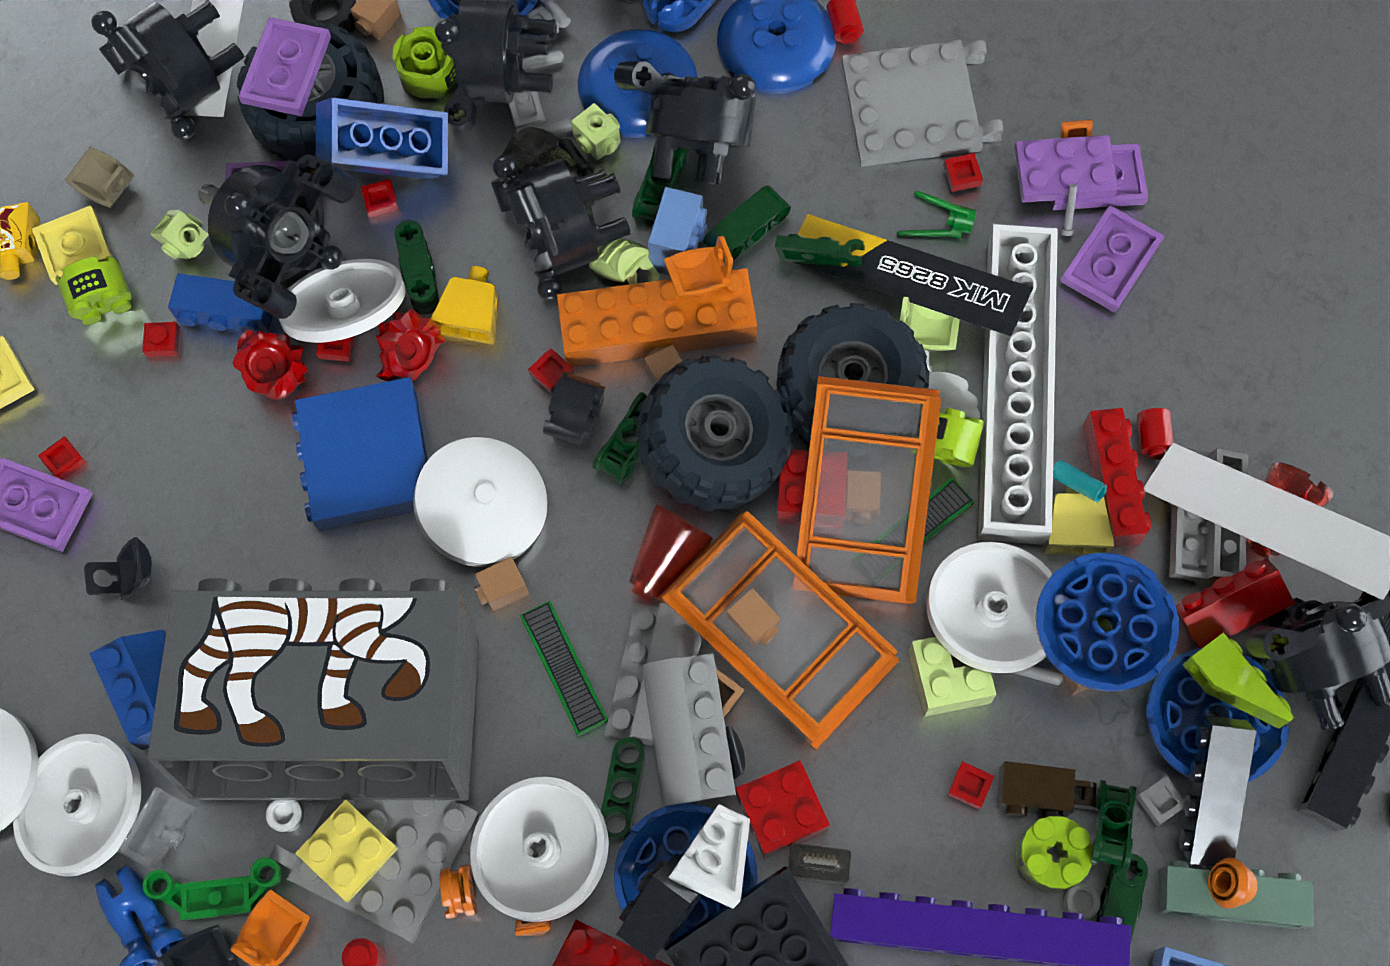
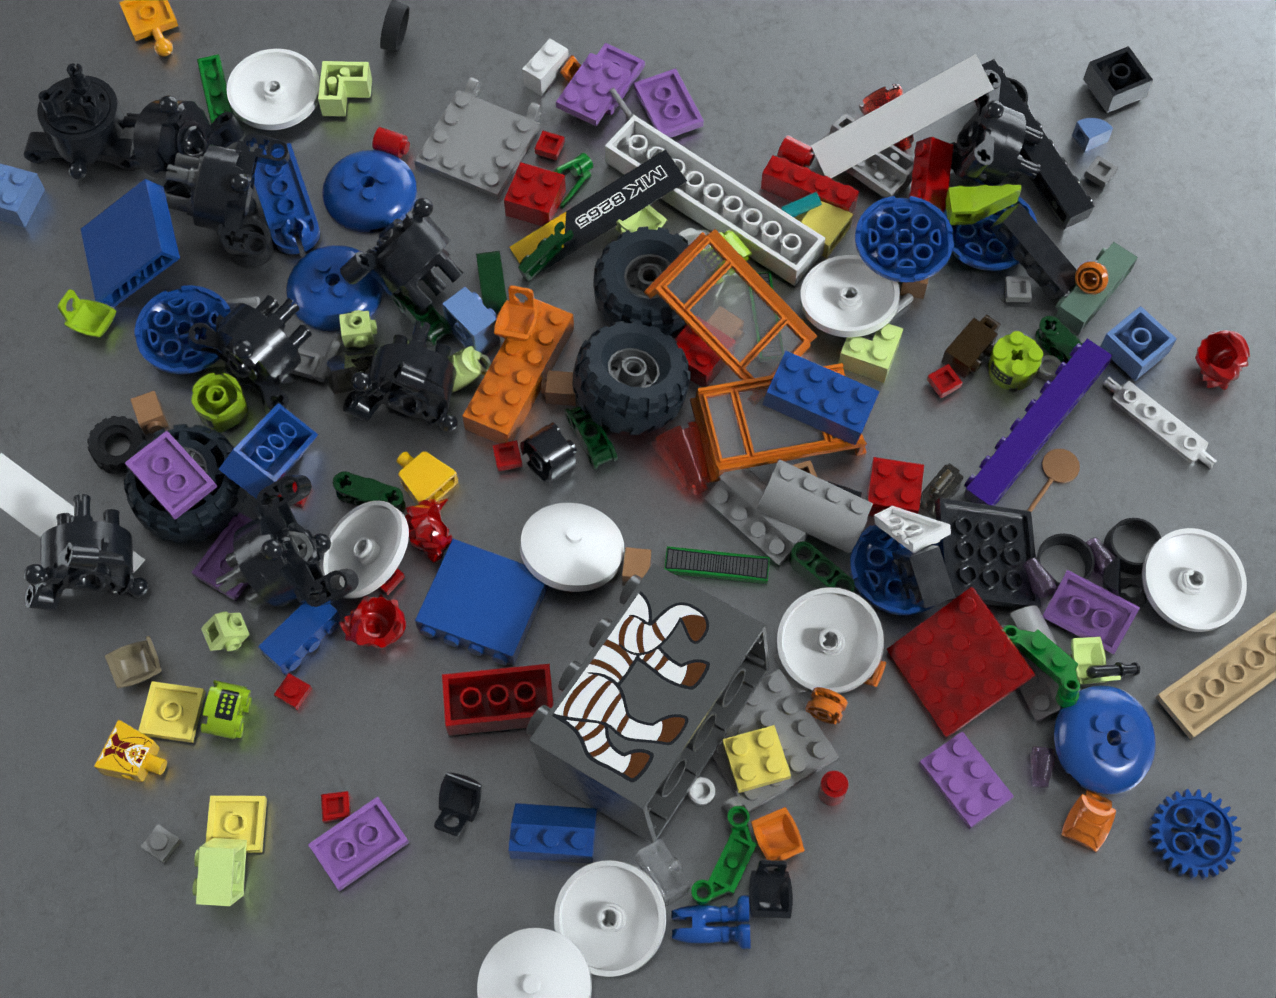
camera: 60 degrees left, 5 degrees down
(255, 532) = (495, 698): none -> red brick
(754, 618) = (772, 423): medium nougat brick -> none
(825, 652) = (820, 398): none -> blue brick
(886, 196) = (534, 194): none -> red brick
(1056, 102) = (545, 67): none -> white piece
(1113, 825) = (1020, 317): dark green piece -> none

